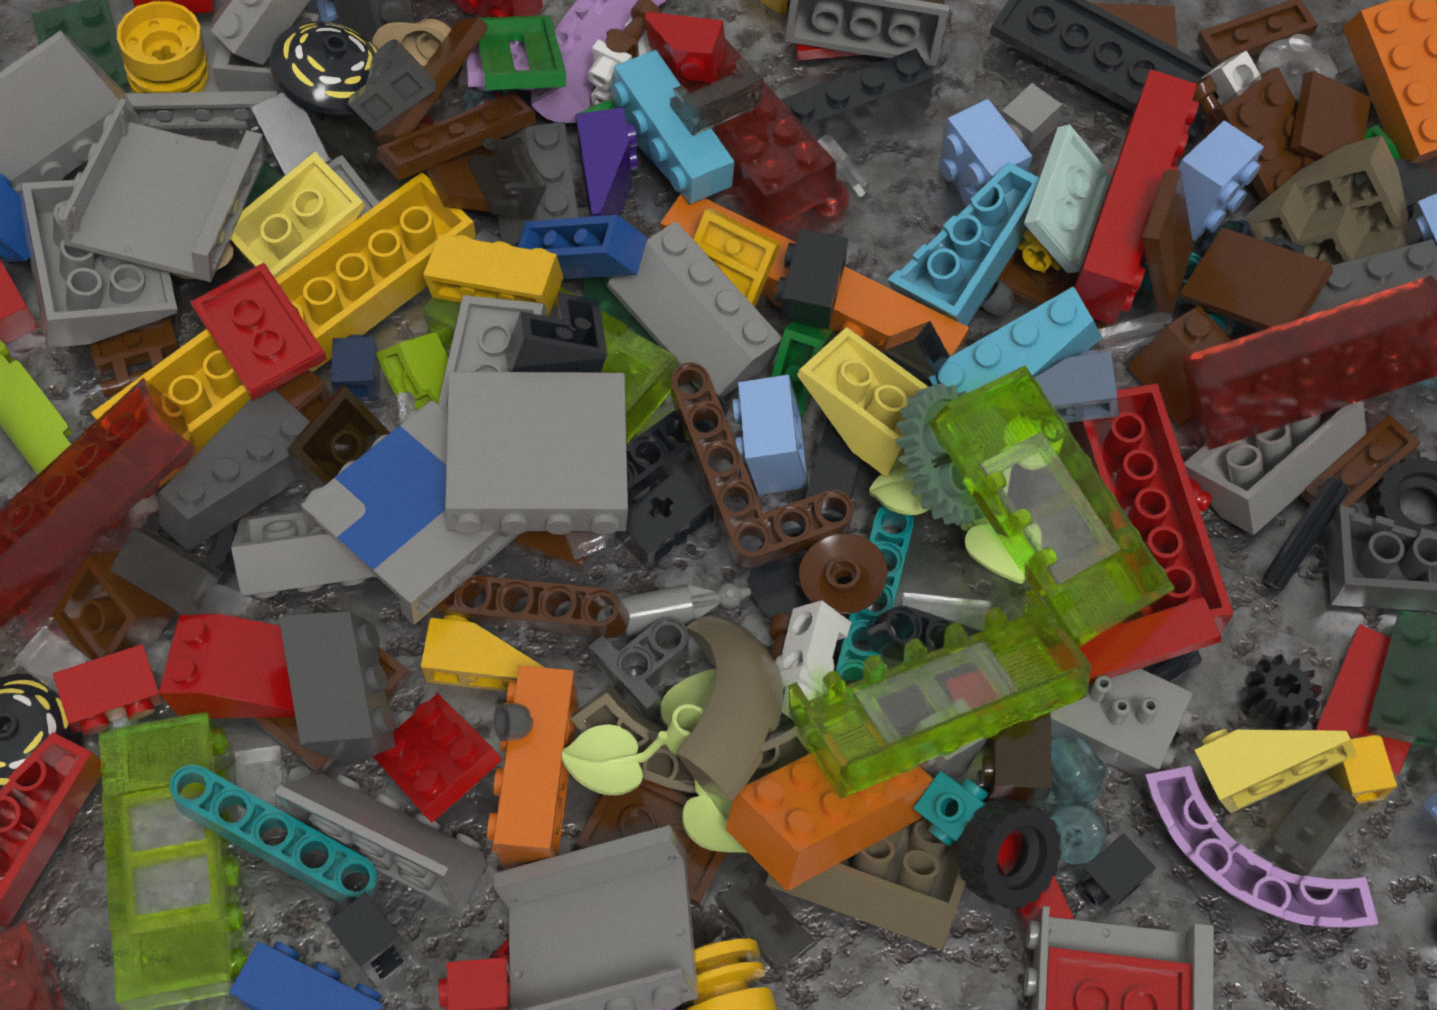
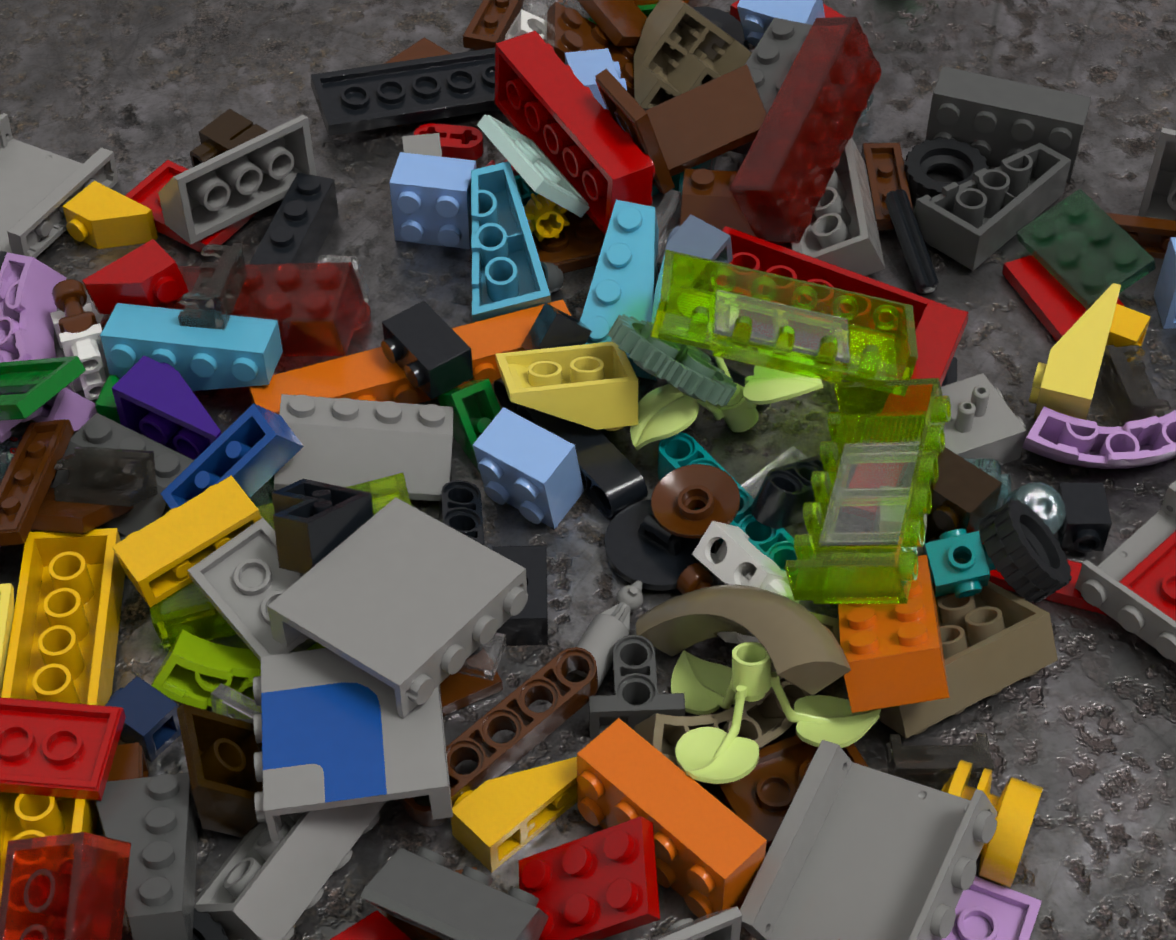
camera: 50 degrees left, 15 degrees down
(512, 721) = (621, 783): dark grey hinge -> none
(737, 251) = (350, 375): yellow wing -> none
(737, 483) = (508, 494): reddish brown beam -> none
(1080, 114) = (456, 140): none -> red beam
(1299, 697) = (1020, 334): black gear -> none

